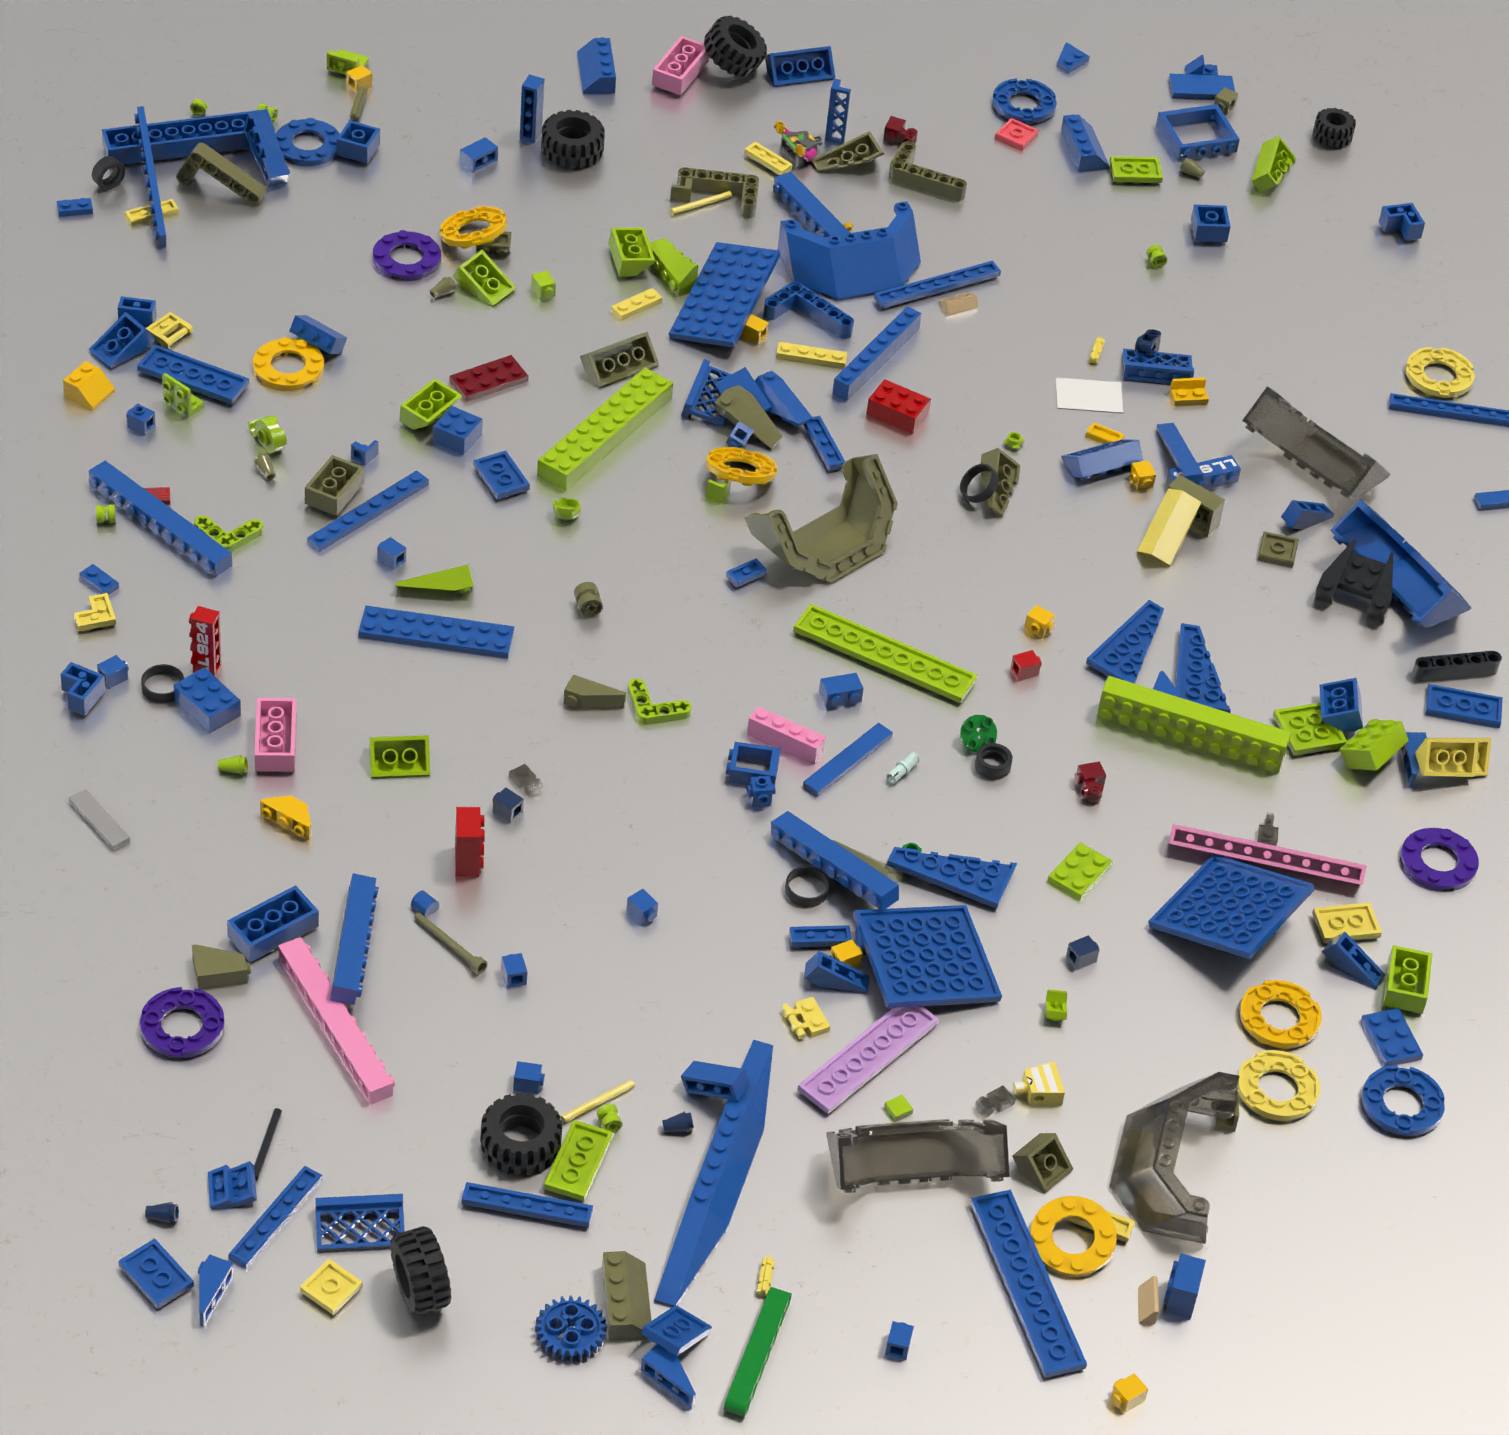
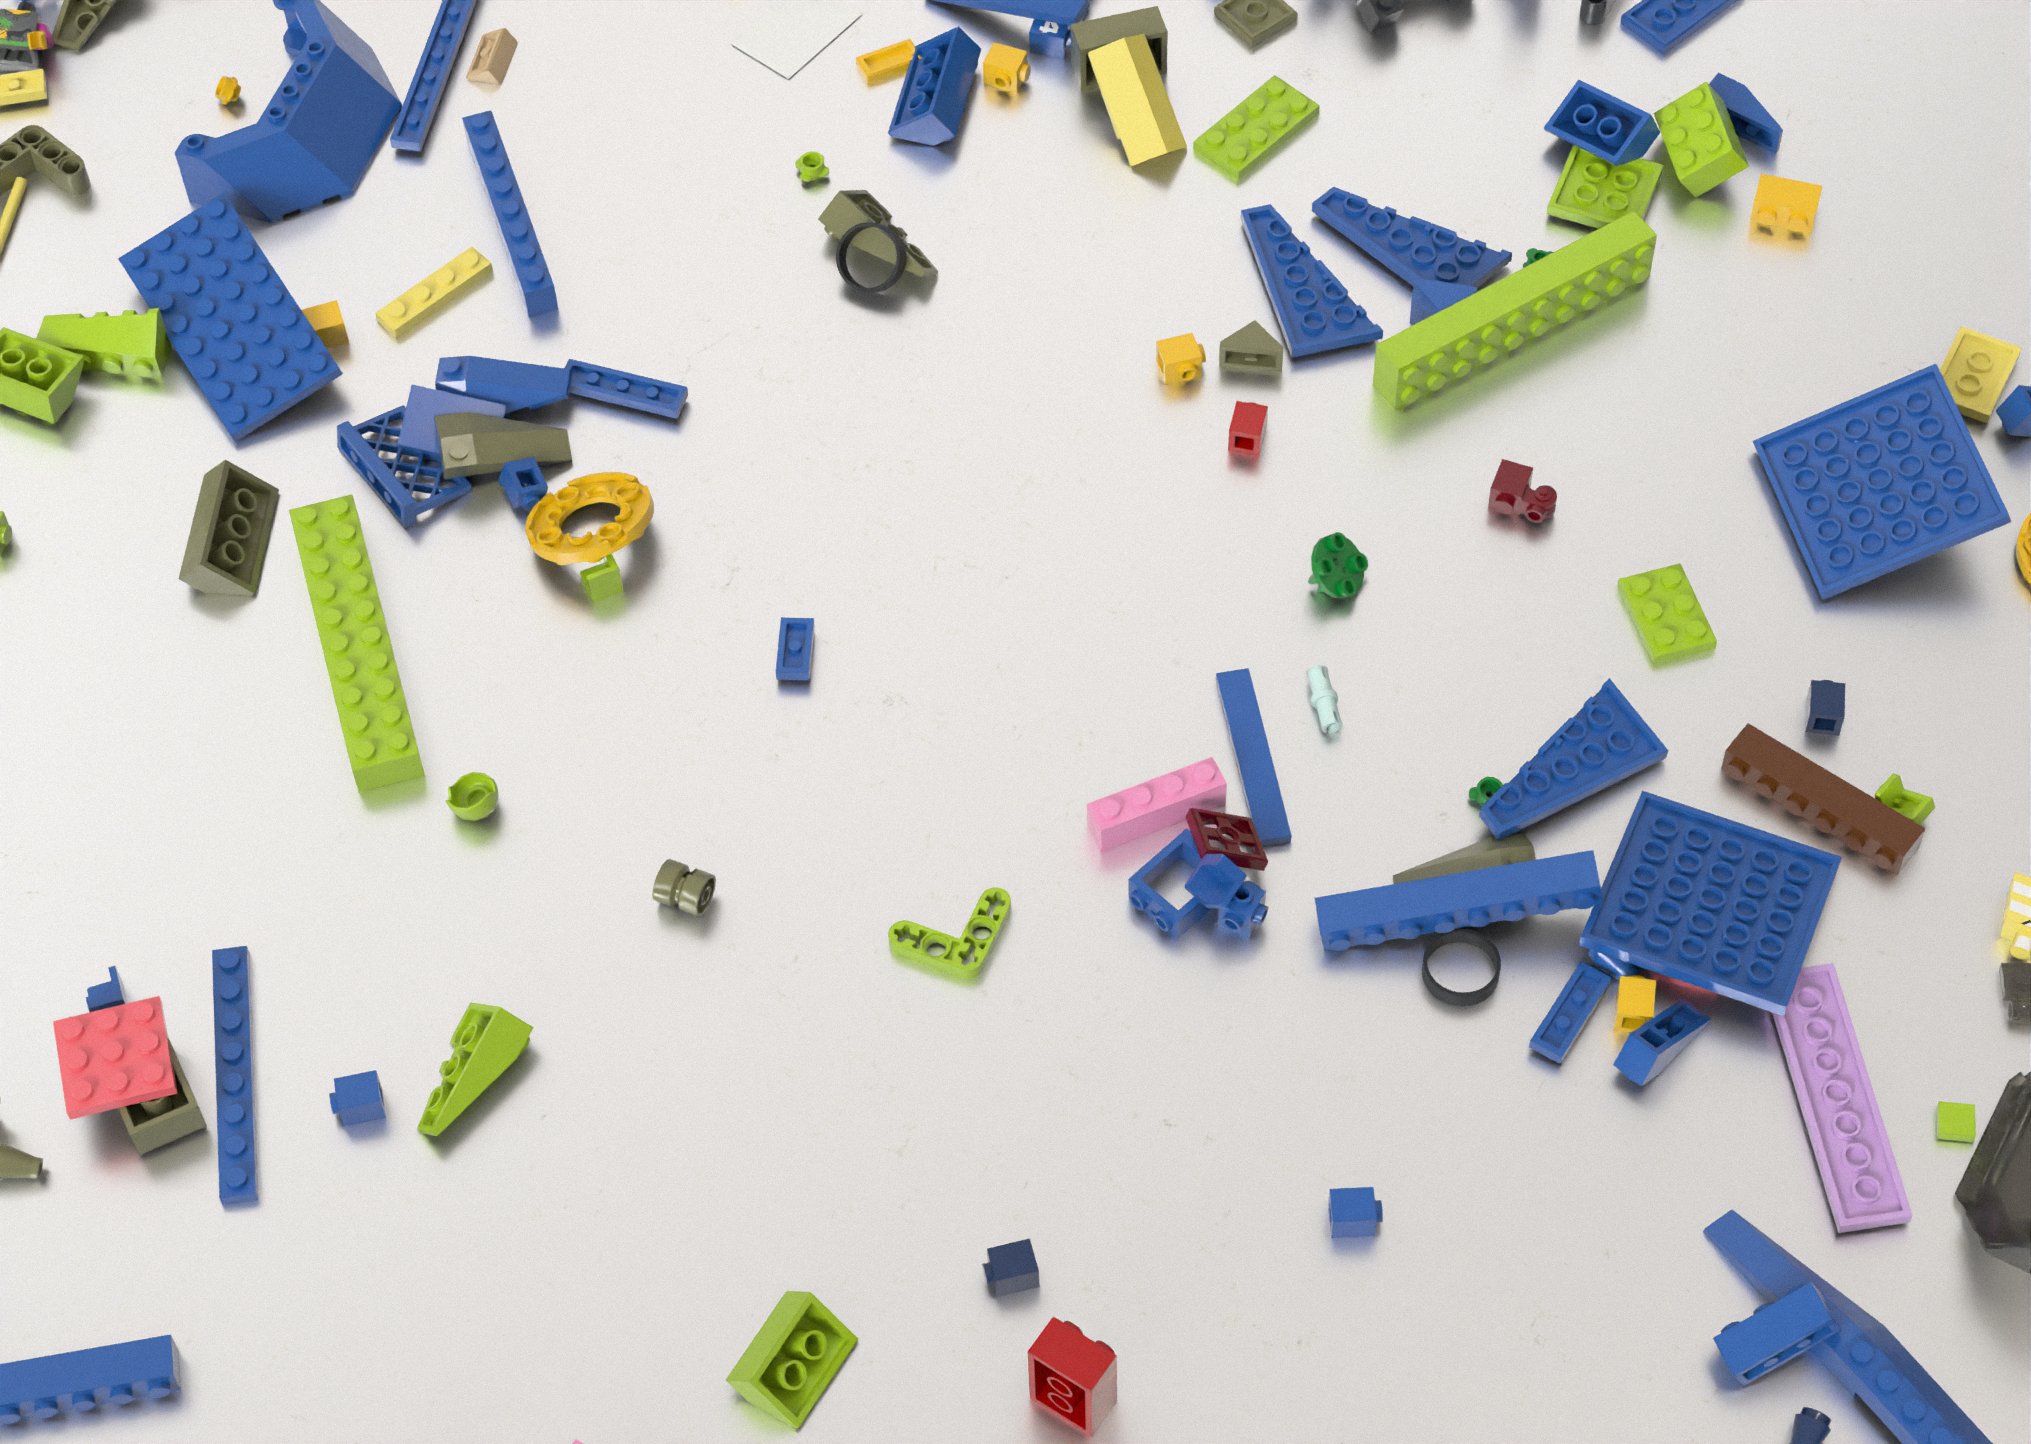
camera: 45 degrees left, 10 degrees up
(251, 529) = (110, 1323): lime beam -> none
(333, 461) = (114, 1057): none -> coral plate
(428, 404) = (103, 844): lime slope -> none
(436, 631) = (568, 1140): blue plate -> none
(457, 430) = (182, 839): blue brick -> none
(488, 378) = (103, 728): dark red plate -> none
(501, 475) = (324, 840): blue plate -> none
(524, 777) = (964, 1208): clear smoke plate -> none
(591, 695) = (871, 1012): olive slope -> none
(636, 304) = (131, 438): light yellow plate -> none
(757, 766) = (1215, 881): none -> blue panel
(795, 761) = (1238, 827): none -> dark red piece
(807, 206) = (158, 107): blue brick -> none
(811, 1016) = (1711, 1124): light yellow plate -> none
(812, 305) = (346, 227): blue beam -> none
(841, 690) = (1121, 679): blue brick -> none
(842, 536) = (824, 474): olive windscreen -> none
(885, 653) = (1088, 579): lime plate -> none
(898, 406) = (635, 254): red brick -> none
(994, 750) = (1394, 562): black tyre -> none
(1029, 975) = (1822, 799): none -> reddish brown brick
(1071, 643) = (1251, 349): none -> olive slope
(1208, 583) = (1256, 127): none -> lime plate
(1266, 832) = (1751, 357): clear smoke plate -> none
(1267, 854) = (1800, 382): bright pink brick -> none
(1375, 800) = (1786, 203): none -> yellow brick
(1438, 880) = (1928, 239): dark purple plate -> none
(1454, 757) = (1788, 74): light yellow slope -> none

